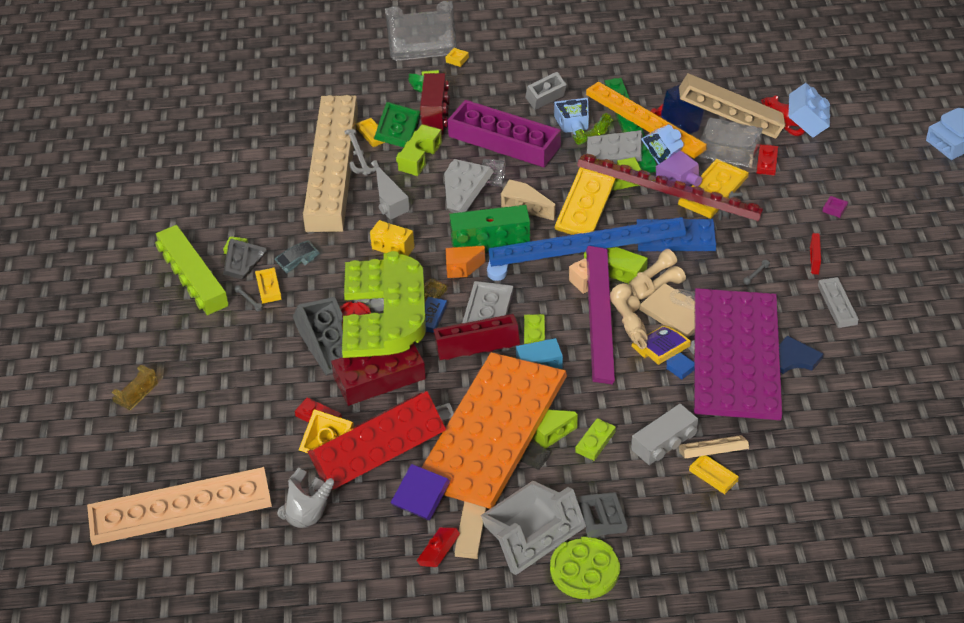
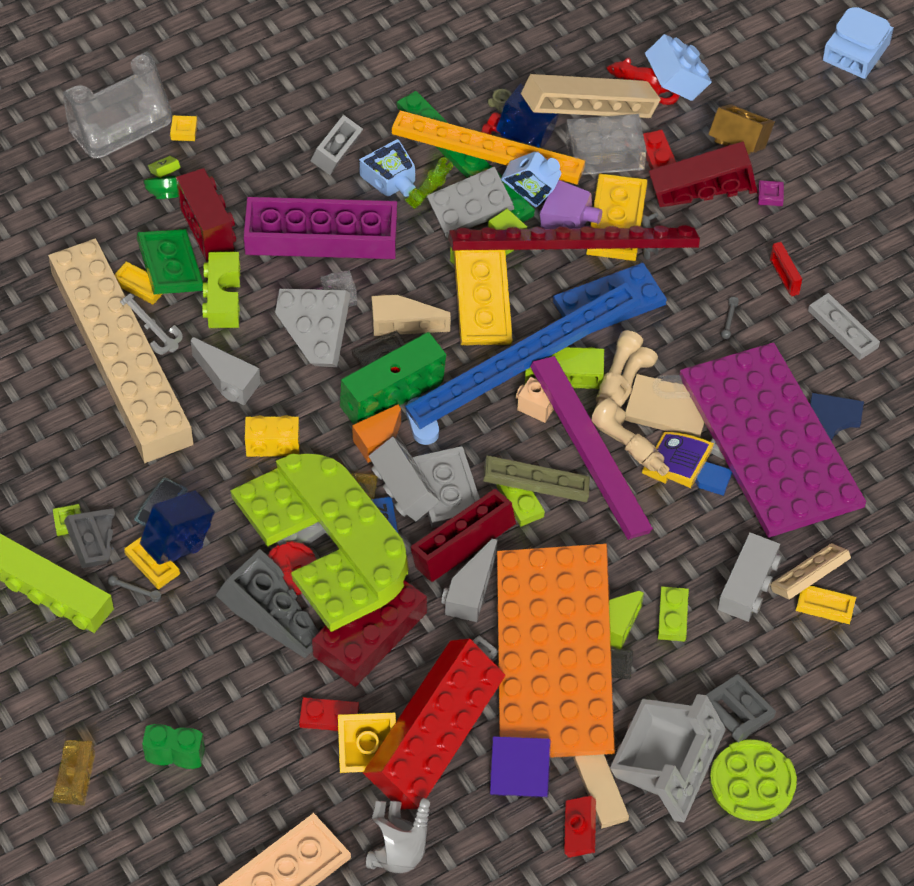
camera: 30 degrees left, 10 degrees up
(204, 394) = (168, 746): none -> green brick
(291, 266) = (177, 527): none -> clear blue brick
(458, 290) = (403, 479): none -> light grey brick
(462, 370) = (470, 585): none -> light grey slope
(542, 352) = (553, 528): dark azure brick -> none
(550, 321) = (536, 478): none -> olive tile
(790, 180) = (705, 175): none -> dark red wedge
(832, 158) = (739, 125): none -> pearl gold brick

